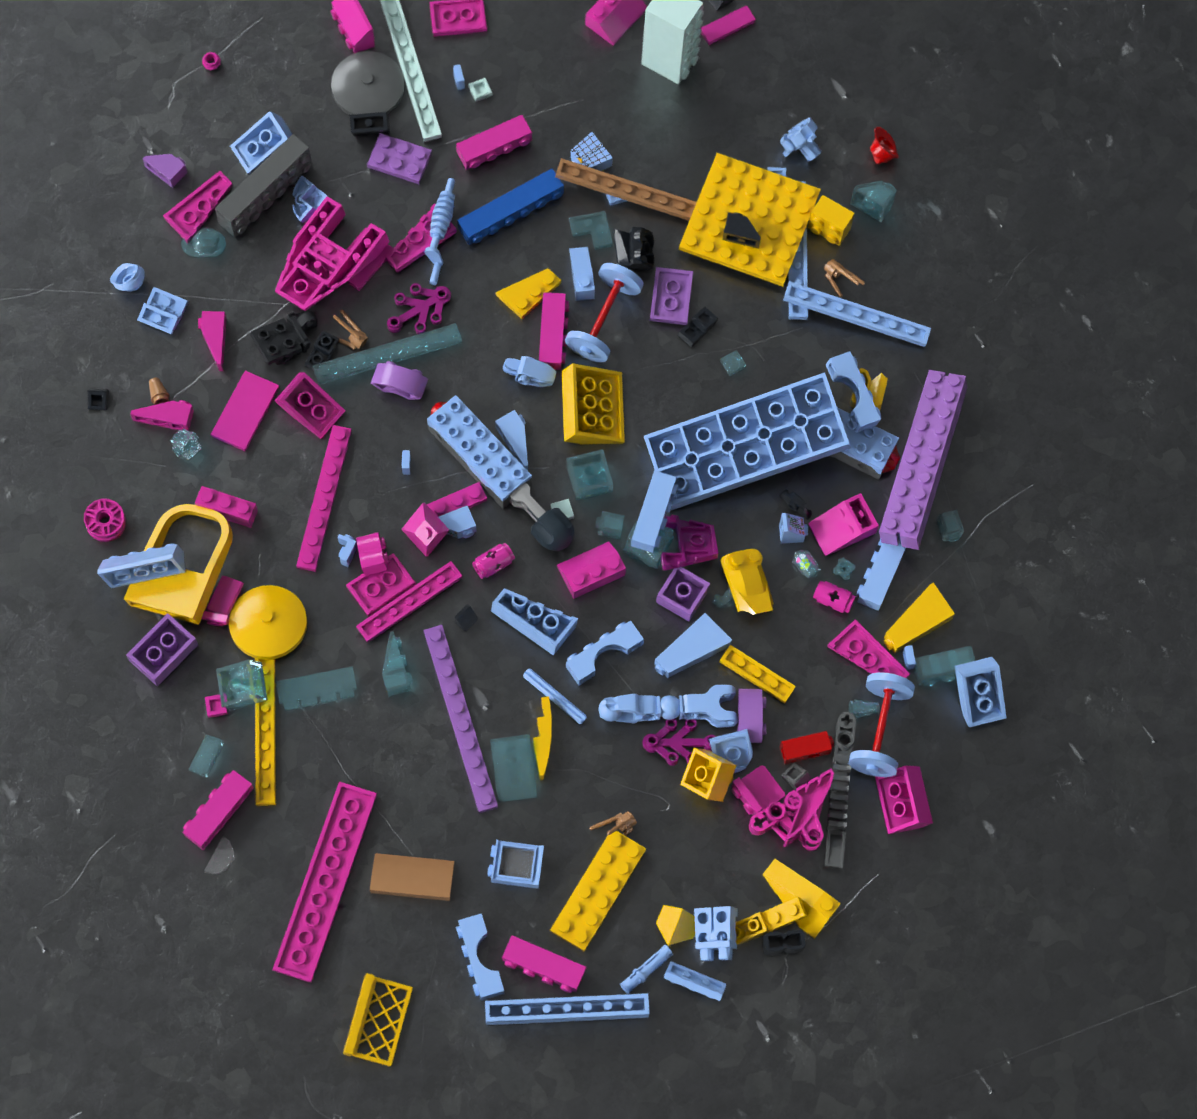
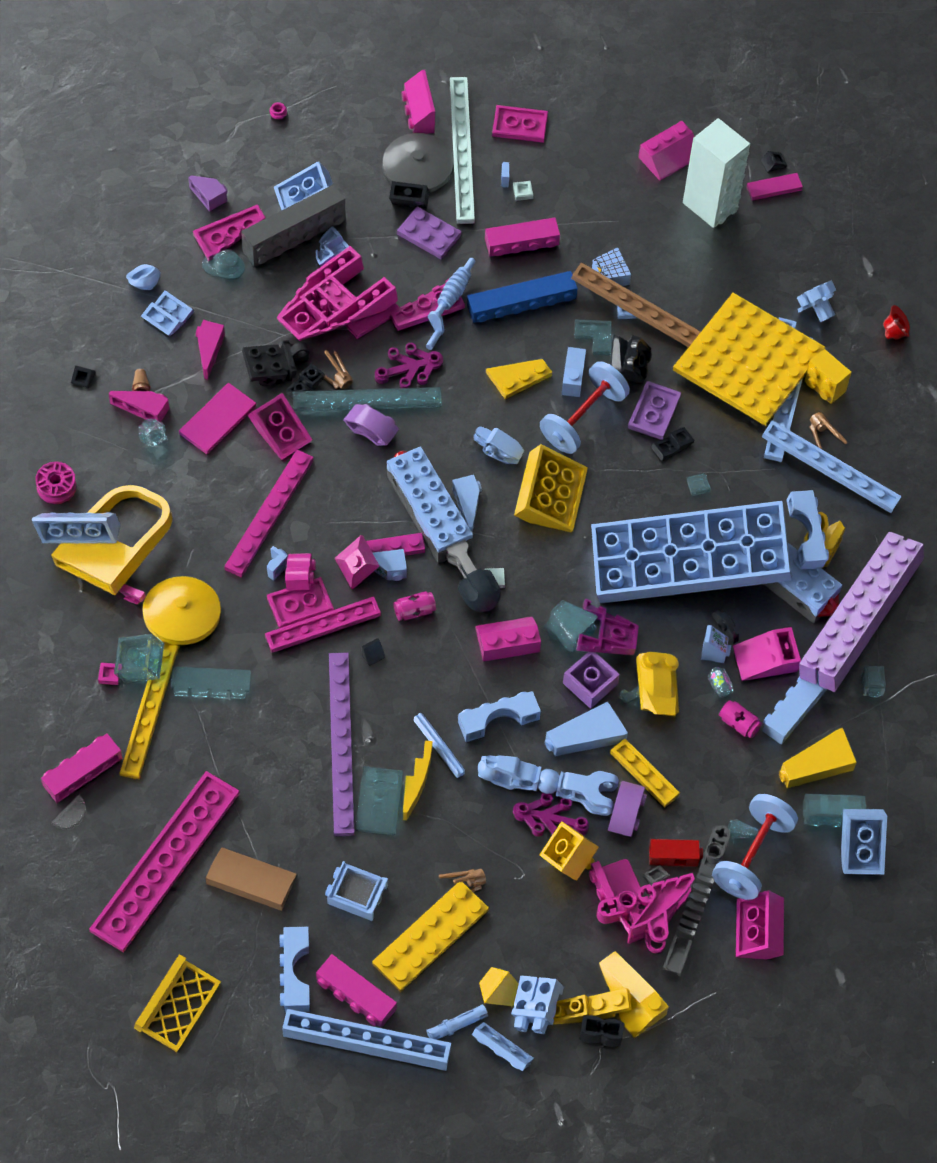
camera: 15 degrees right, 10 degrees down
(162, 649) = (73, 609): medium lavender brick -> none
(206, 755) = (86, 717): clear light blue slope -> none
(225, 596) = (148, 576): dark pink slope -> none
(231, 507) = (179, 499): dark pink brick -> none
(394, 672) = (288, 683): clear light blue slope -> none
(406, 460) = (356, 498): light blue tile -> none
(534, 620) = (438, 669): light blue wedge -> none
(552, 329) = (531, 413): dark pink brick -> none
(589, 474) = (529, 550): clear light blue brick -> none
(610, 524) = (537, 601): clear light blue brick -> none
(653, 511) = (581, 593): light blue brick -> none
(734, 747) = (603, 833): light blue tile -> none
(740, 231) = (736, 364): black slope -> none
(842, 563) = (757, 691): clear light blue plate -> none
(865, 651) = (756, 775): dark pink wing -> none
(874, 198) = (875, 367): clear light blue slope -> none
(909, 658) = (800, 793): light blue tile -> none

